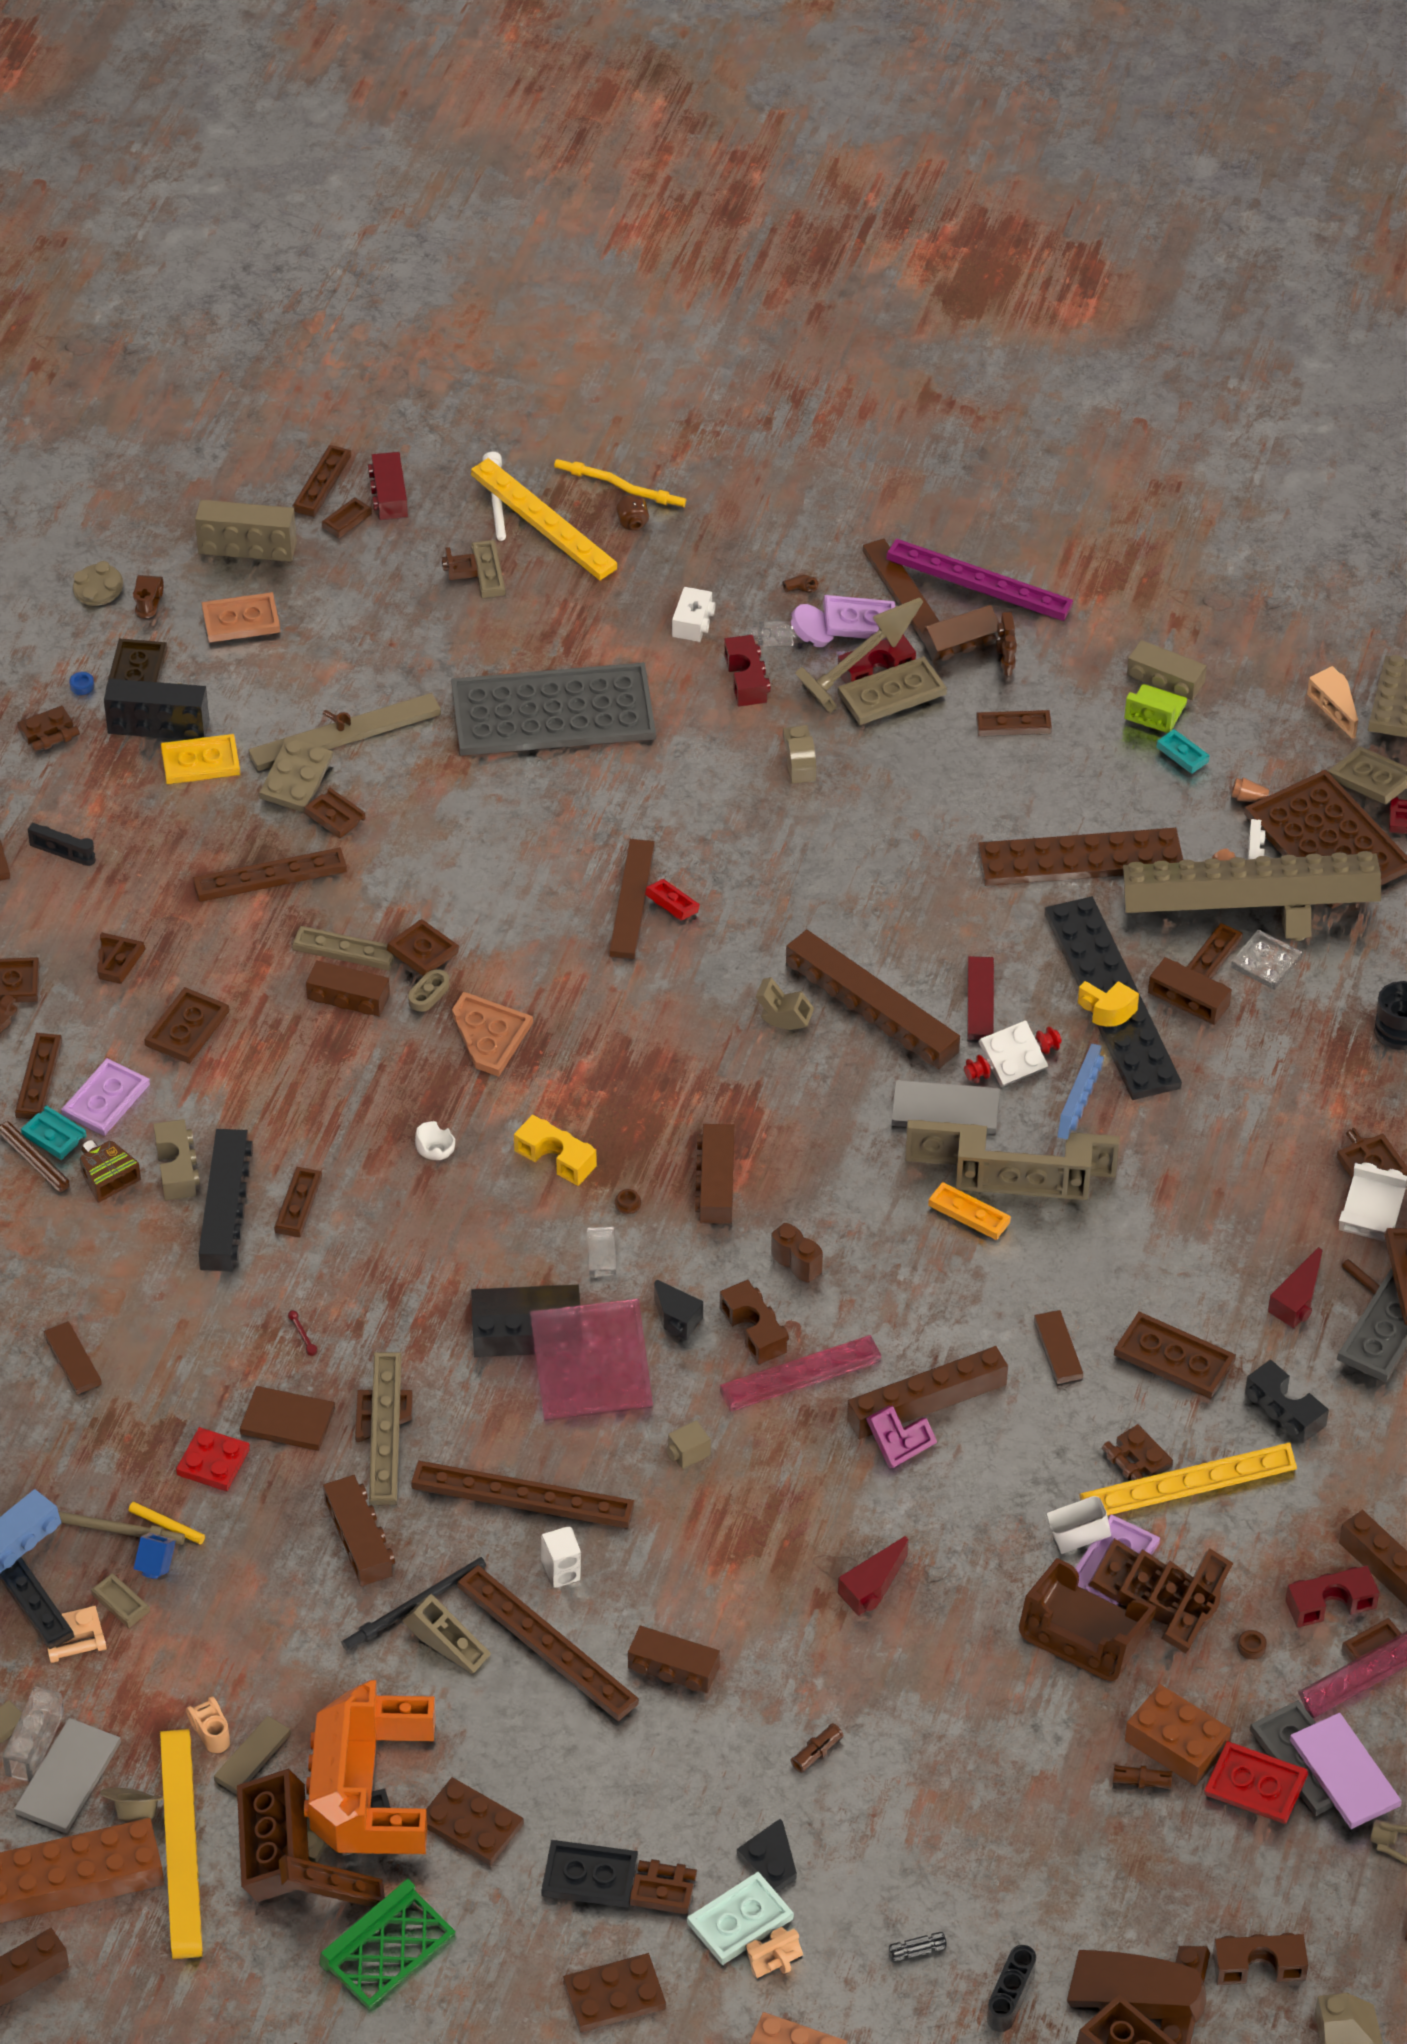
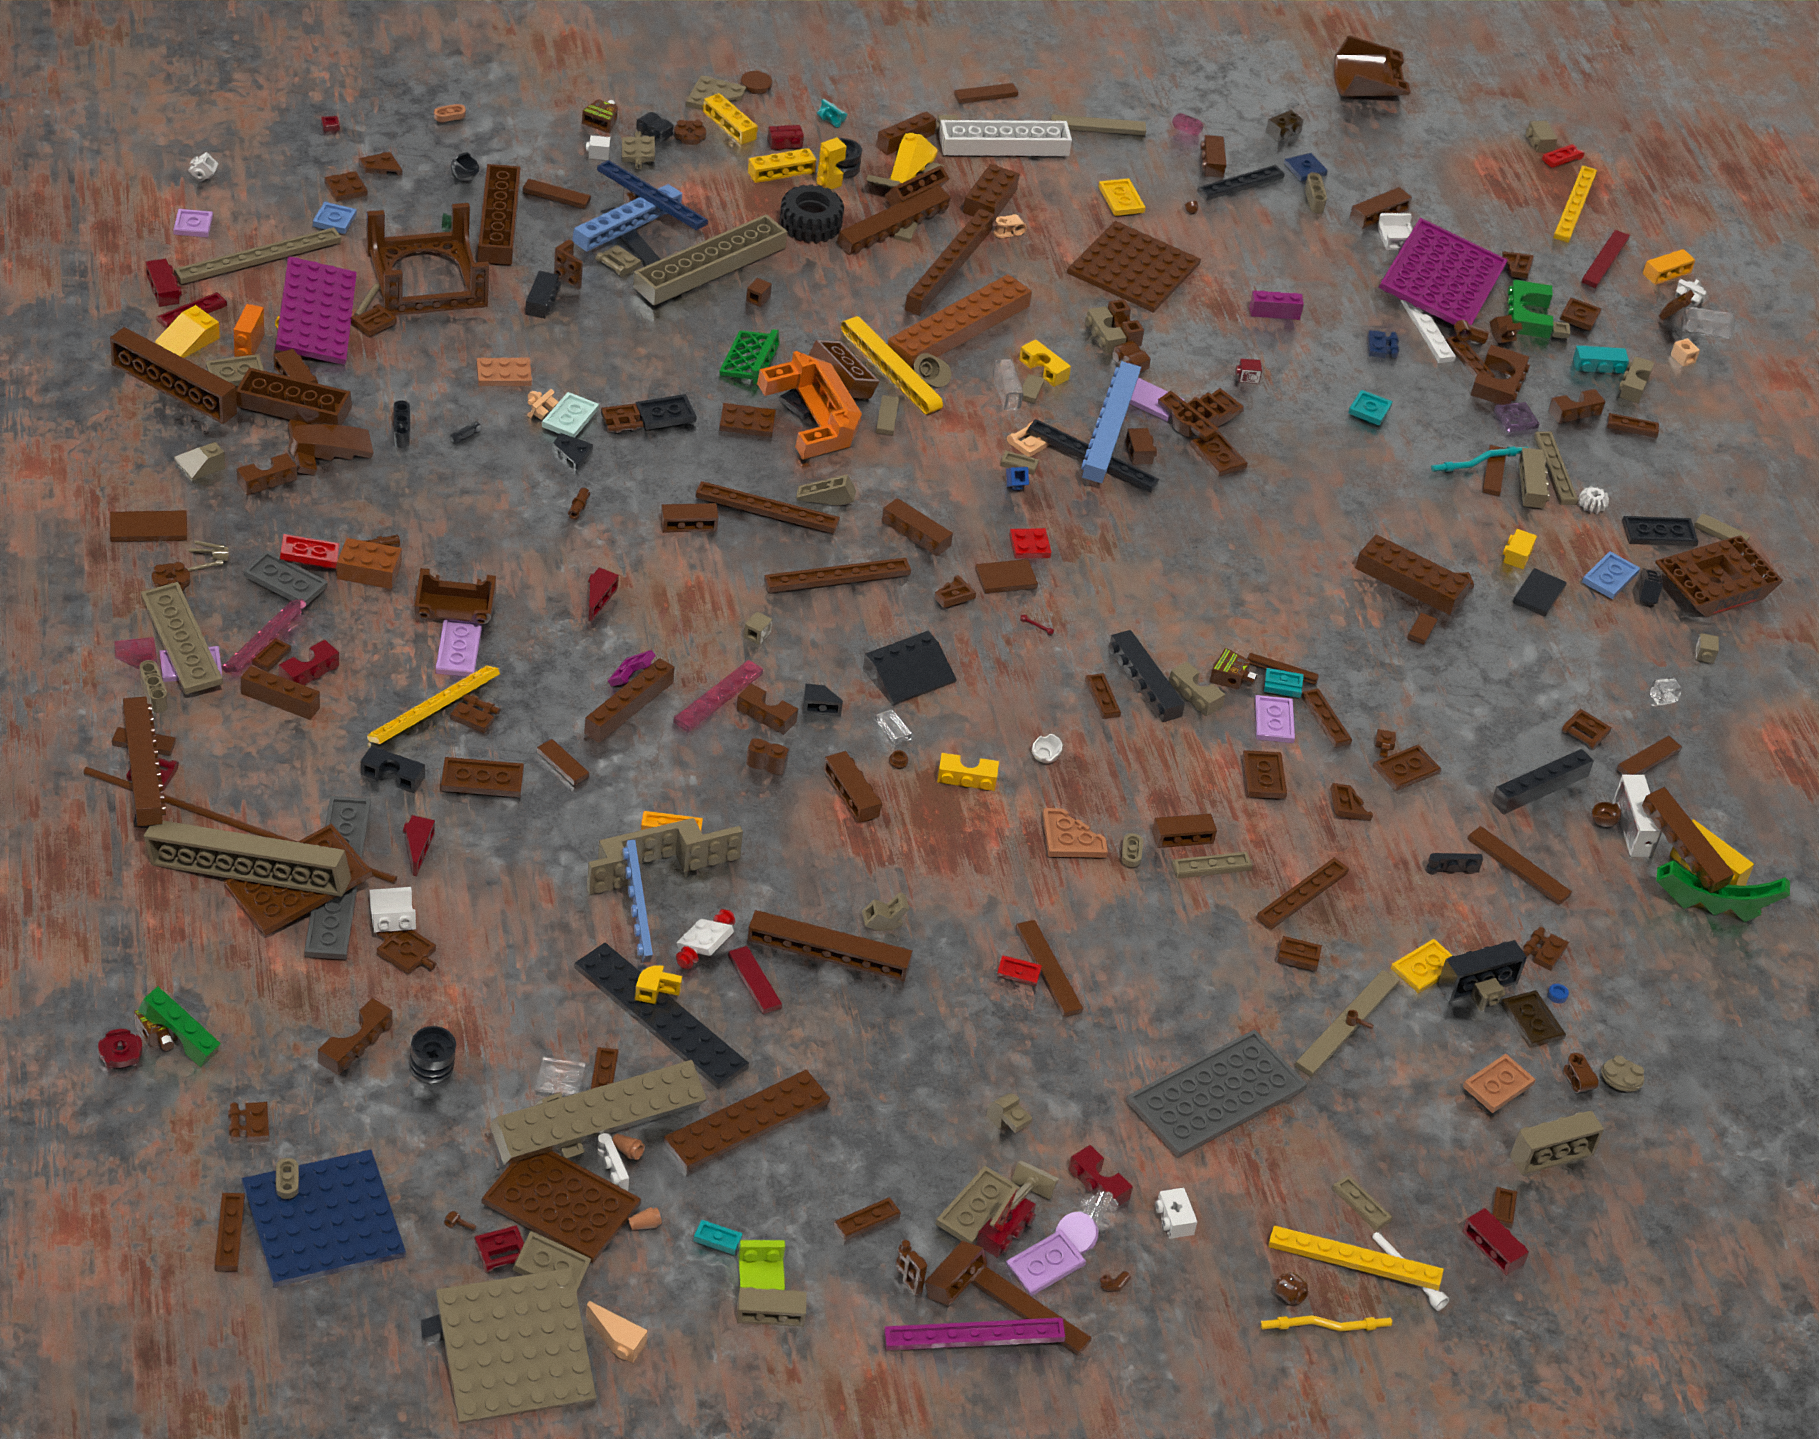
camera: 145 degrees right, 5 degrees down
(67, 1775) = (975, 380): light grey tile -> none
(72, 1358) = (1156, 569): reddish brown tile -> none
(118, 1527) = (1028, 496): dark tan bar -> none
(166, 1522) = (1027, 505): yellow bar -> none
(208, 1721) = (919, 416): light nougat piece -> none
(296, 774) = (1350, 971): dark tan plate -> none
(321, 480) = (1551, 1235): reddish brown tile -> none
(331, 1881) = (802, 344): reddish brown tile -> none
(369, 1630) = (871, 486): black bar -> none
(385, 1428) = (944, 579): dark tan tile -> none
(422, 947) = (1158, 873): reddish brown plate -> none
(459, 566) = (1384, 1187): reddish brown bracket -> none
(566, 1556) = (788, 537): white piece -> none
(591, 1359) = (848, 642): clear pink plate -> none
(614, 1992) = (616, 371): reddish brown plate -> none
(945, 1104) = (731, 892): light grey tile -> none
(1065, 1520) = (494, 640): white piece -> none
(1180, 1599) = (416, 632): reddish brown slope -> none
(1189, 990) = (604, 1031): reddish brown brick -> none
(1252, 1644) = (348, 631): reddish brown tile -> none
(1345, 1770) = (257, 569): lavender tile -> none

